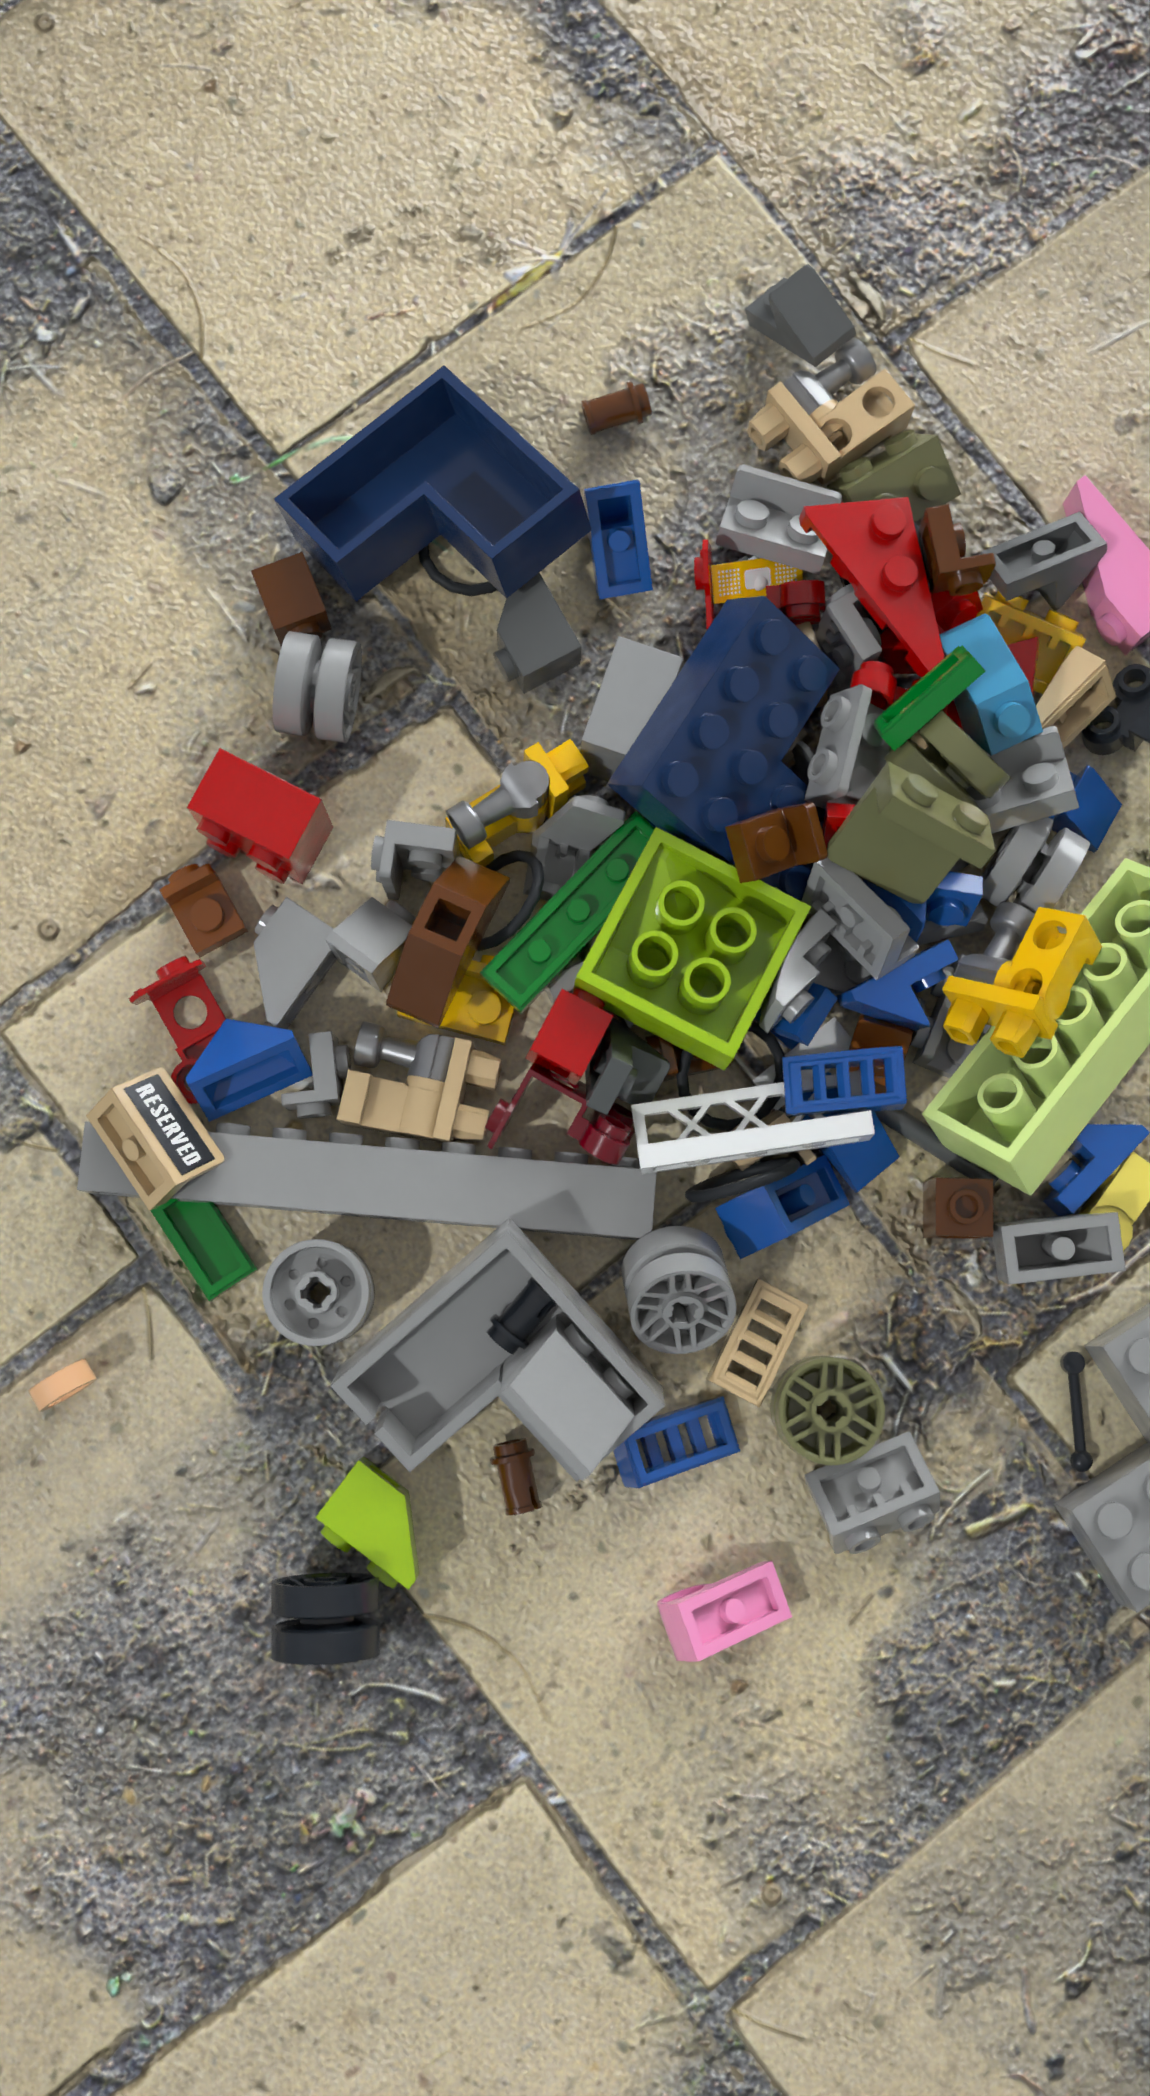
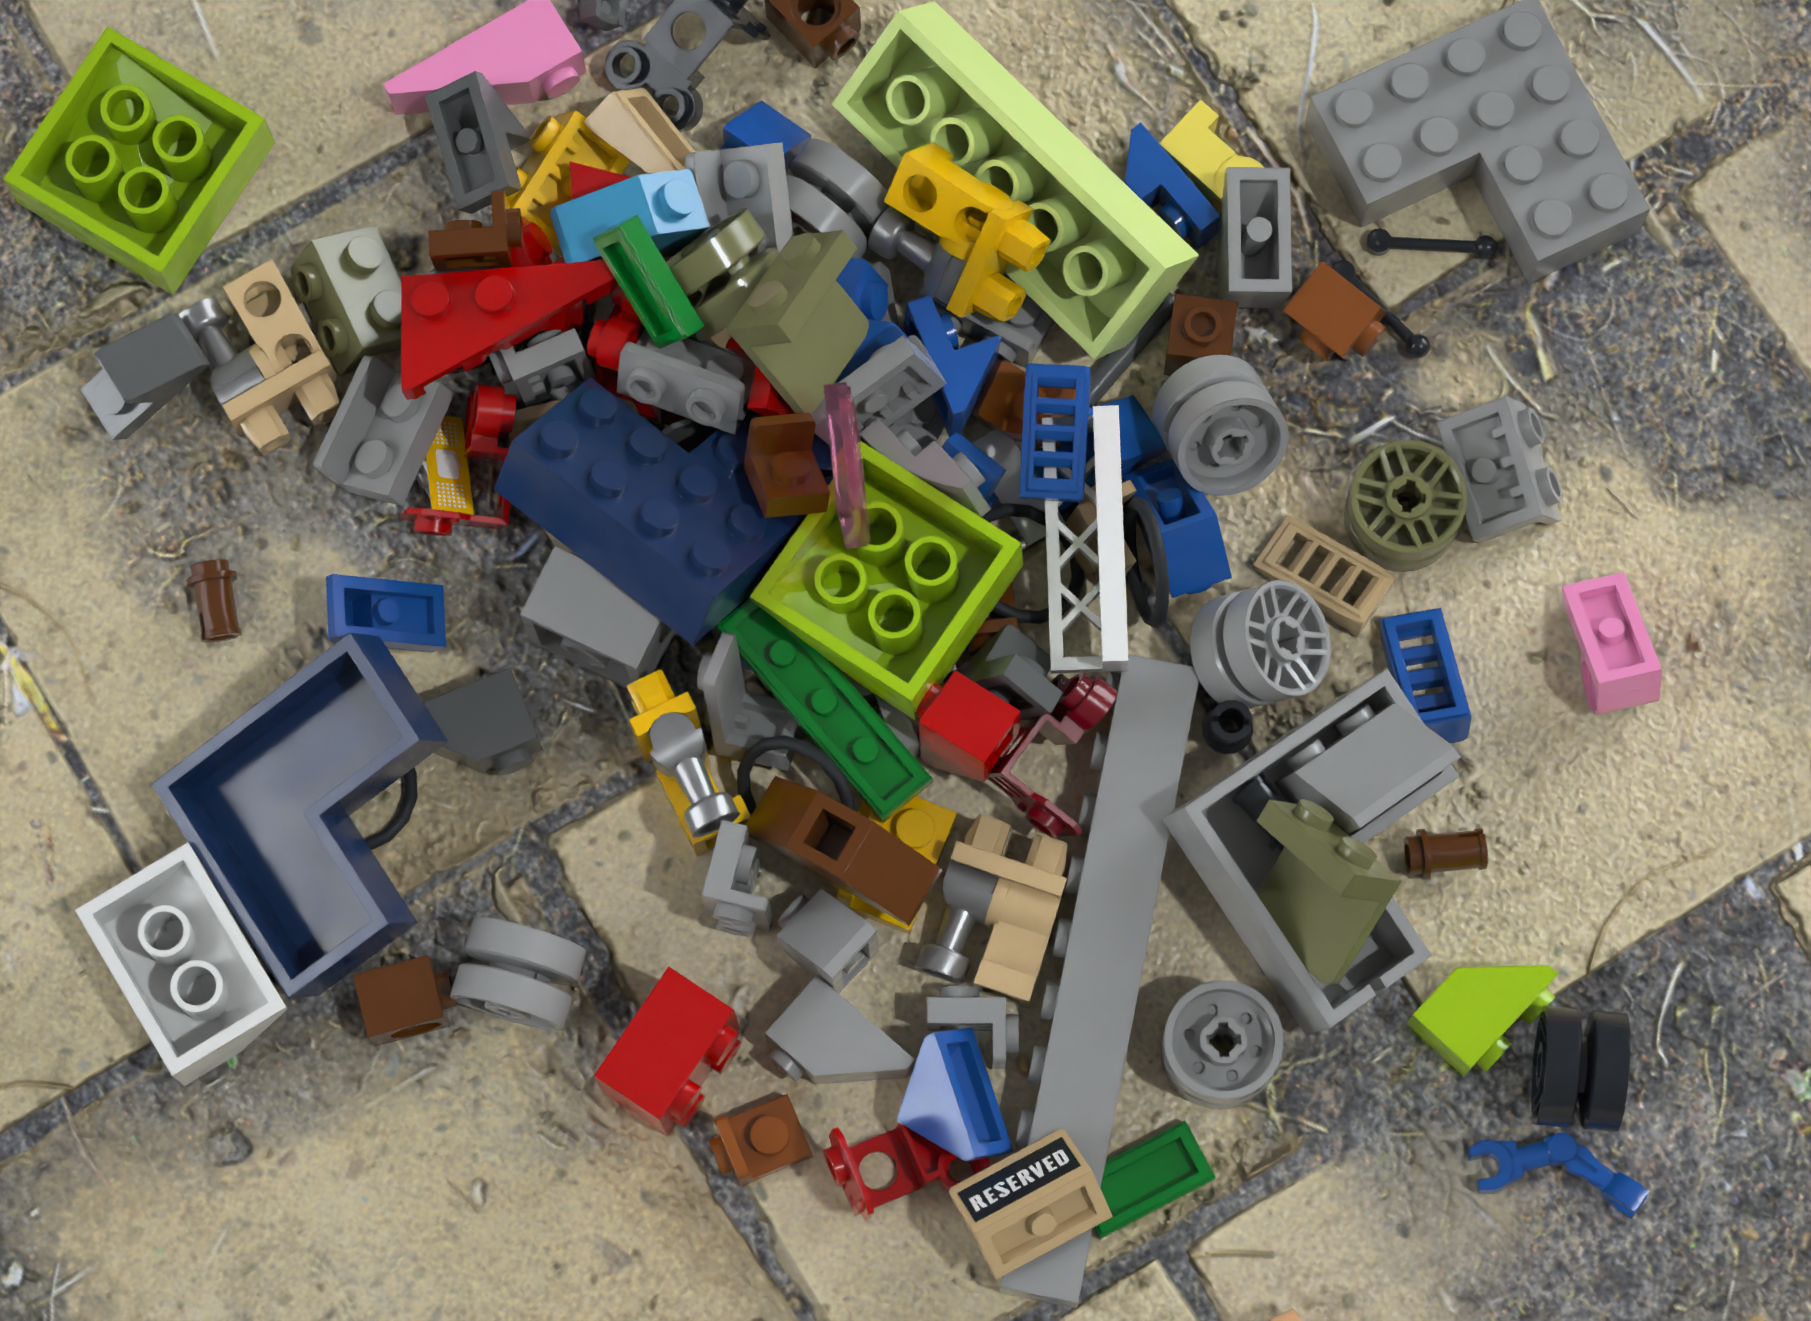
camera: 75 degrees left, 5 degrees down
(258, 1602) = (1558, 1150): none -> blue piece
(294, 410) = (183, 964): none -> white slope
(450, 1364) = (1322, 887): none -> olive bracket
(591, 1265) = (1223, 741): none -> black pin
(777, 887) = (847, 465): none -> clear pink tile
(876, 1233) = (1220, 425): none -> light grey wheel
(987, 289) = (140, 160): none -> lime slope
(996, 1329) = (1335, 315): none -> dark orange brick
(1036, 1333) = (1416, 344): none -> black hinge

